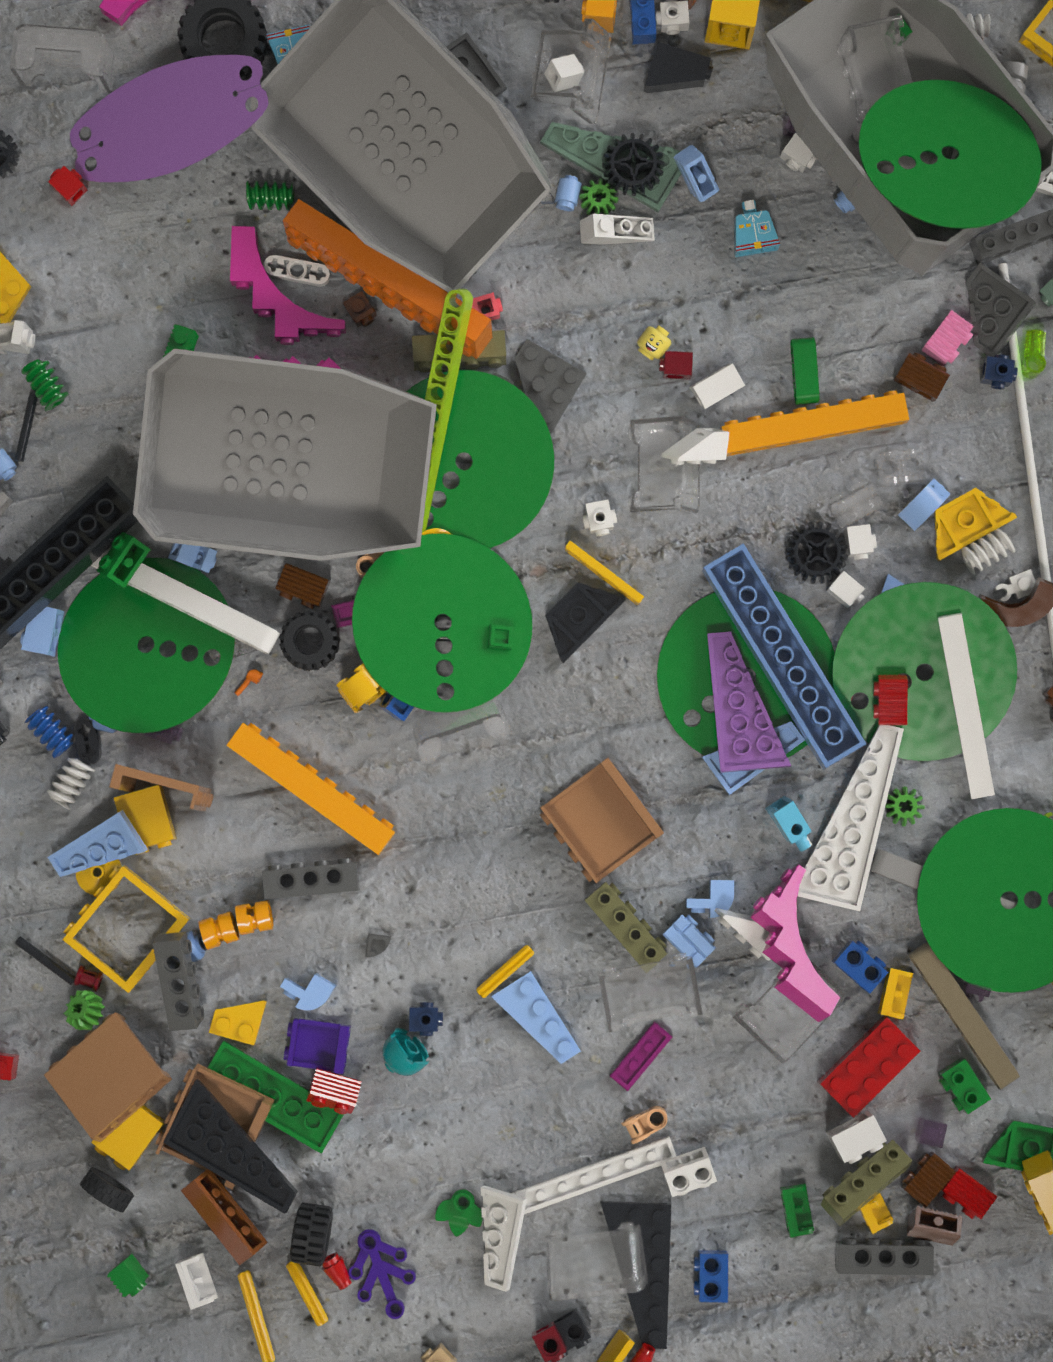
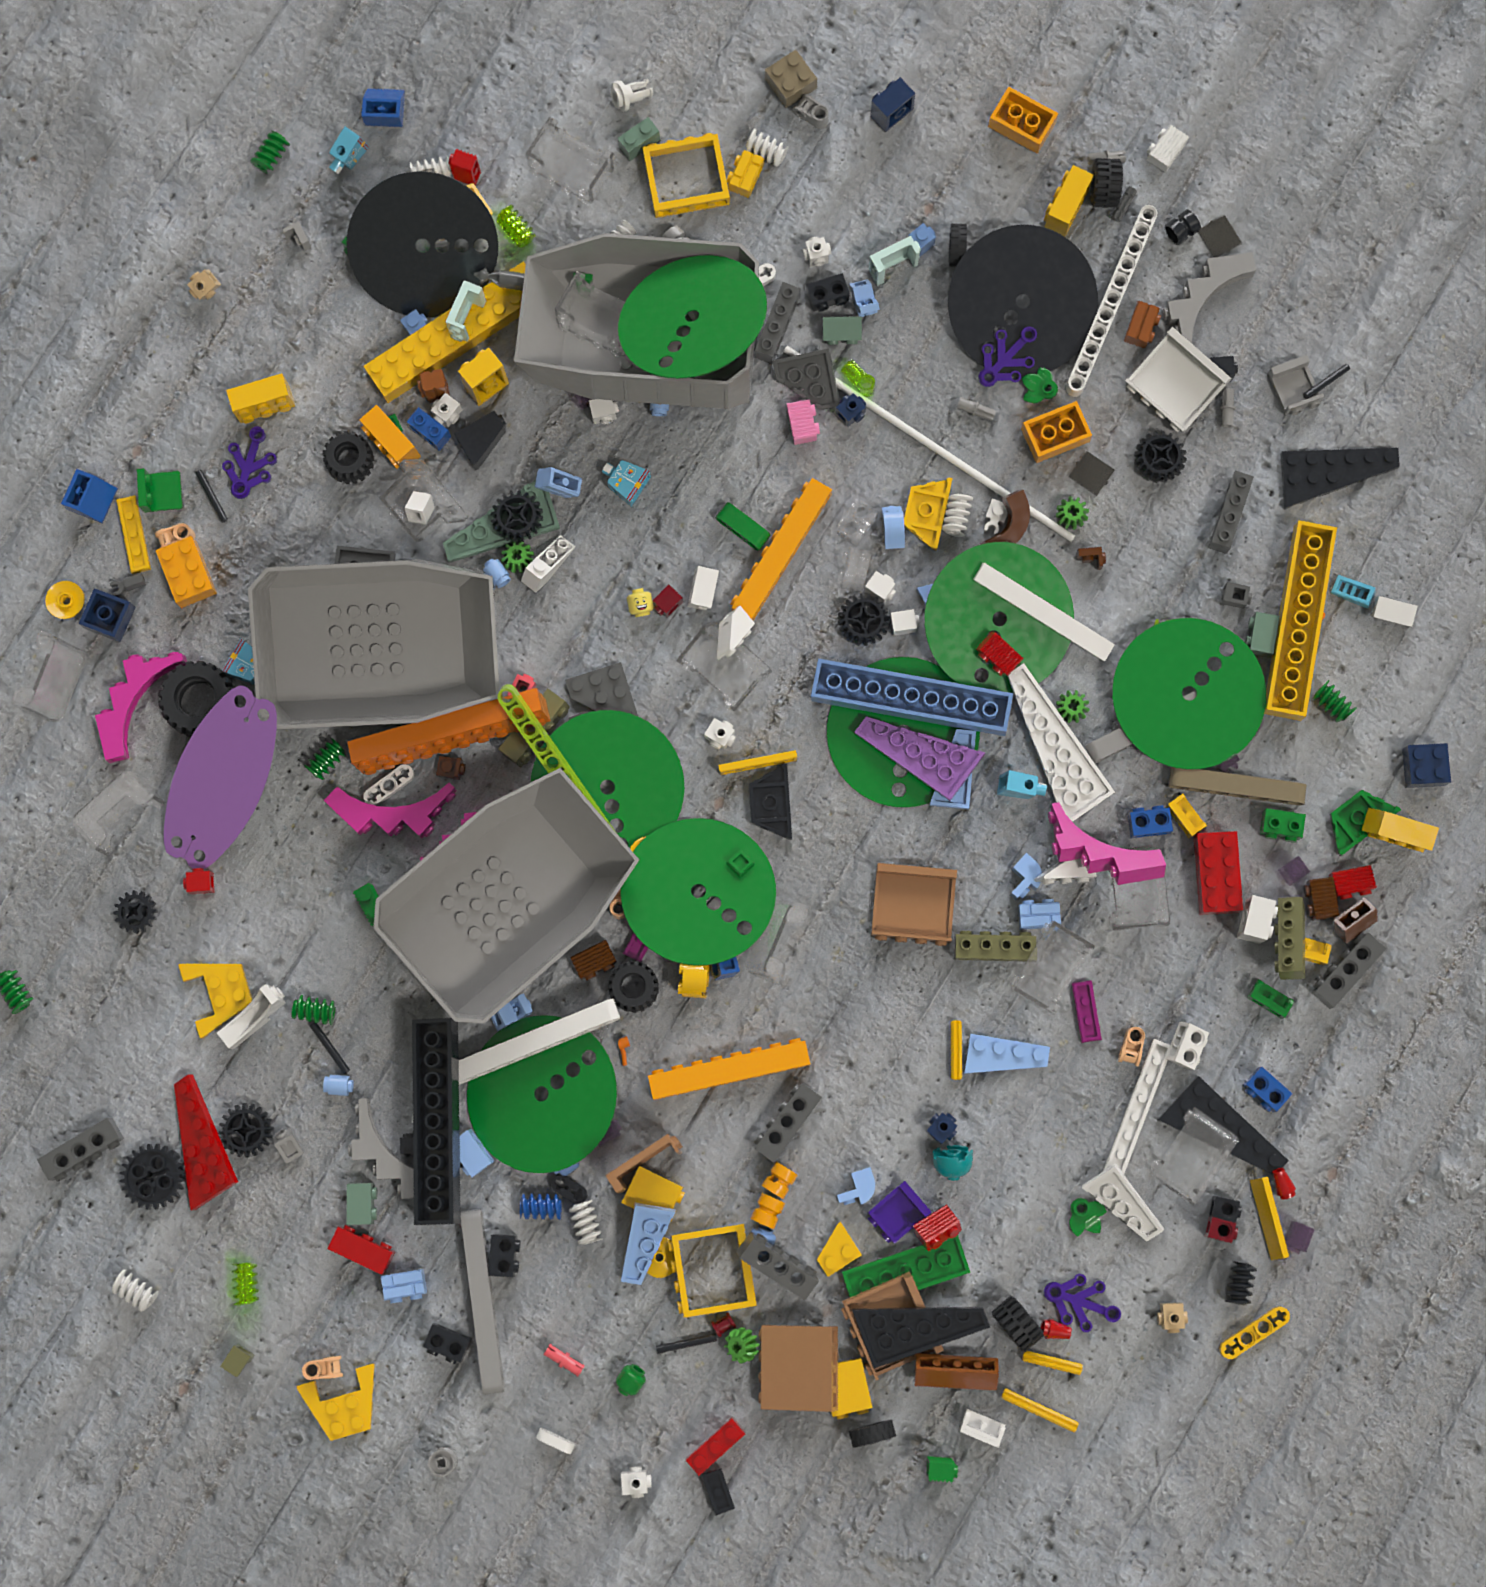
camera: 45 degrees left, 5 degrees down
(122, 559) = (475, 1057): green brick -> none
(376, 944) = (866, 1117): dark grey tile -> none
(921, 376) = (811, 458): reddish brown brick -> none

